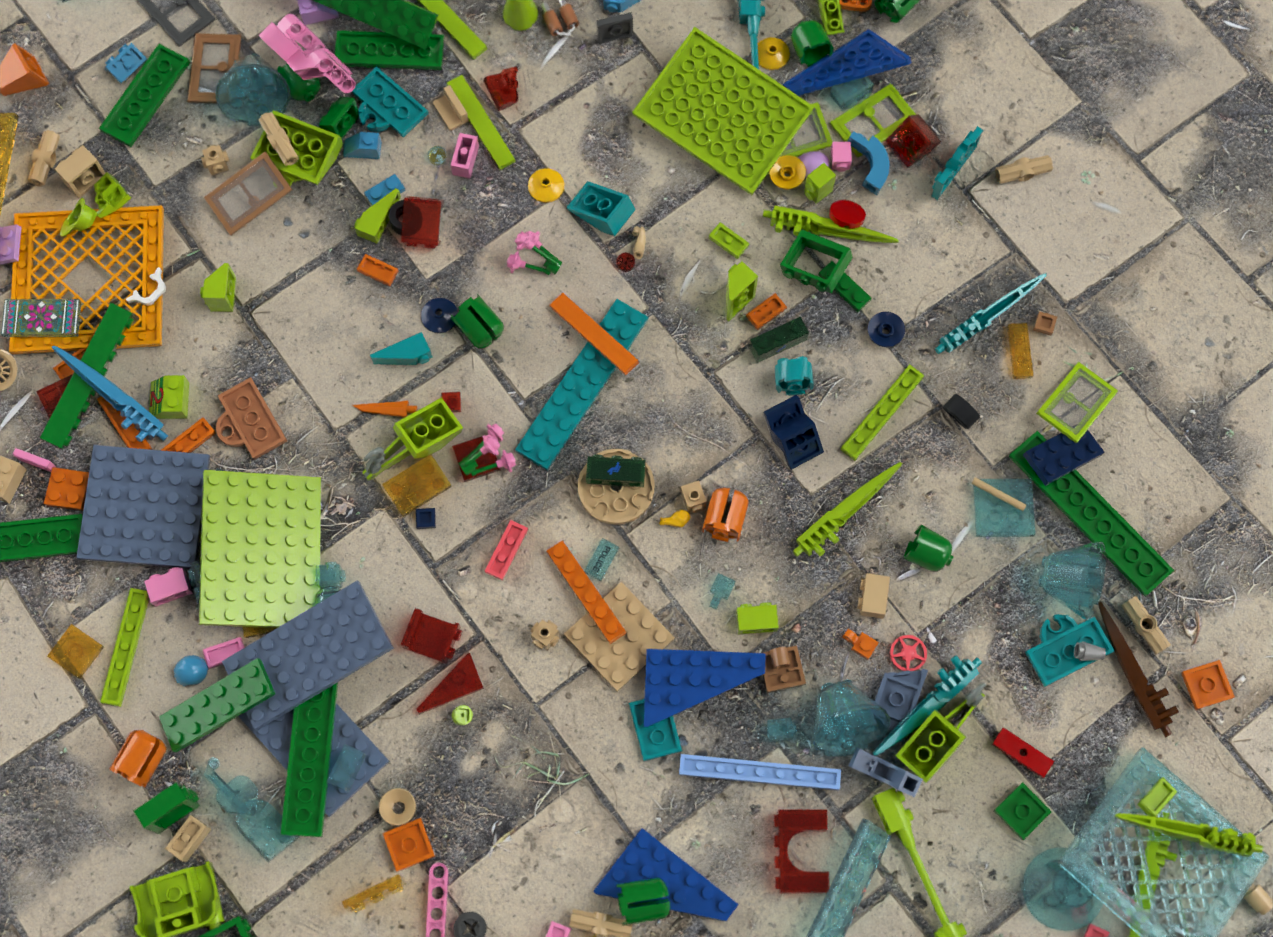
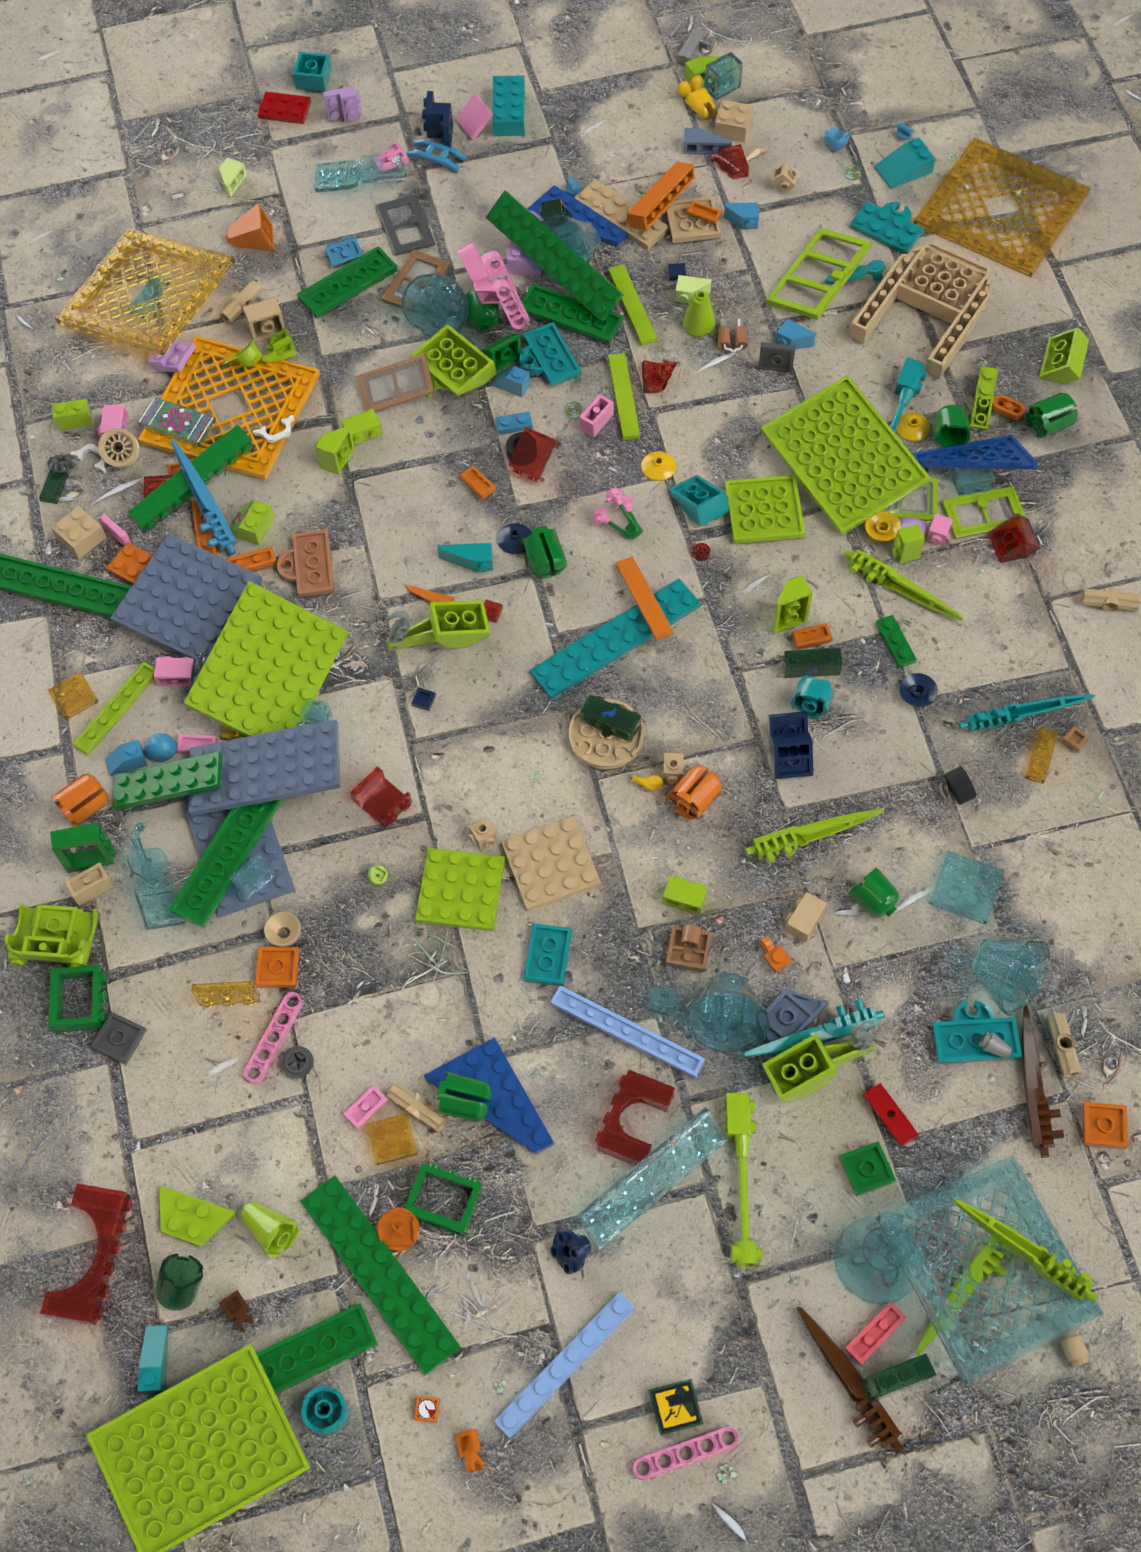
camera: 25 degrees right, 10 degrees down
(162, 696) = (126, 758): none -> dark azure slope
(215, 159) = (381, 349): tan brick -> none
(235, 252) = (364, 426): none -> lime brick
(278, 139) = (440, 346): tan piece -> none
(375, 219) = (493, 441): lime slope -> none
(416, 485) = (428, 668): clear yellow plate -> none
(451, 109) = (602, 377): tan panel -> none
(457, 684) = (385, 848): clear red wing -> none
(464, 449) = (492, 665): clear red tile -> none
(490, 444) = (506, 652): bright pink plant -> none
(506, 550) = (482, 751): coral plate -> none
(546, 696) = (460, 889): none -> lime plate
(586, 592) = (537, 812): orange plate -> none
(601, 559) = (564, 791): clear light blue tile -> none
(640, 242) = (721, 540): tan arm -> none
(668, 194) = (765, 509): none -> lime plate
(688, 677) = (596, 920): blue wing -> none
(721, 588) = (663, 857): clear light blue plate -> none
(728, 240) = (803, 564): lime plate -> none
(822, 245) = (876, 588): green window -> none
(847, 214) = (924, 579): red tile -> none
(877, 158) = (972, 535): dark azure arch -> none
(882, 412) = (884, 761): lime tile -> none
(886, 772) = (745, 1075): sand blue arch -> none
(908, 653) = (817, 981): coral wheel -> none
(955, 163) = (1047, 568): teal plate -> none
(999, 494) = (965, 870): tan bar -> none
(1062, 455) = (1045, 858): dark blue plate -> none
(1077, 402) = (1078, 818): clear door -> none
(1099, 523) = (1052, 924): green plate -> none
(1157, 797) = (1007, 1205): lime tile -> none

